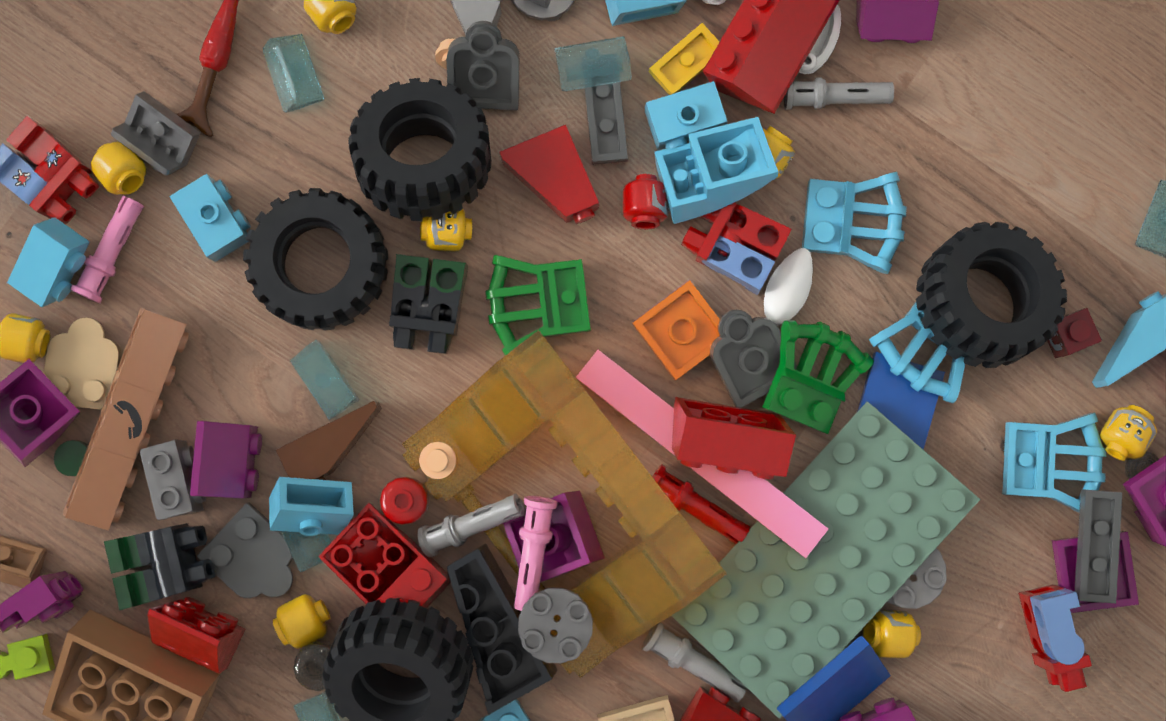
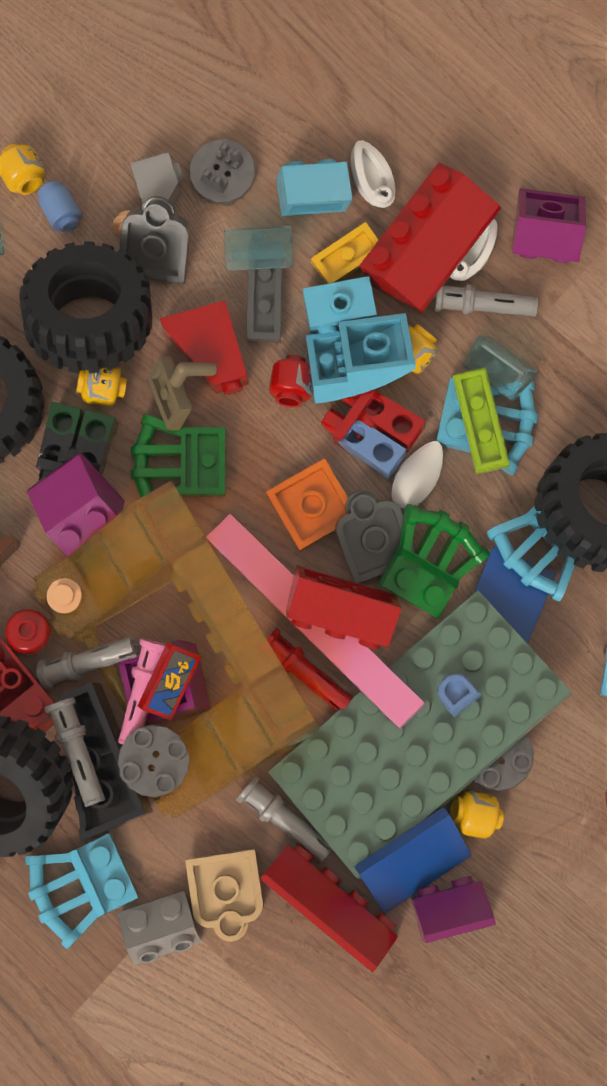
camera: 10 degrees right, 5 degrees down
(376, 42) = (59, 206): none -> medium blue brick
(436, 361) = (74, 503): none -> magenta slope
(464, 608) = (71, 735): none -> light grey pin
(518, 226) = (168, 389): none -> dark tan plate
(561, 540) = (169, 681): none -> tile
(849, 222) = (480, 421): none -> lime tile
(861, 162) = (504, 368): none -> clear light blue slope
(861, 514) = (457, 693): none -> medium blue tile

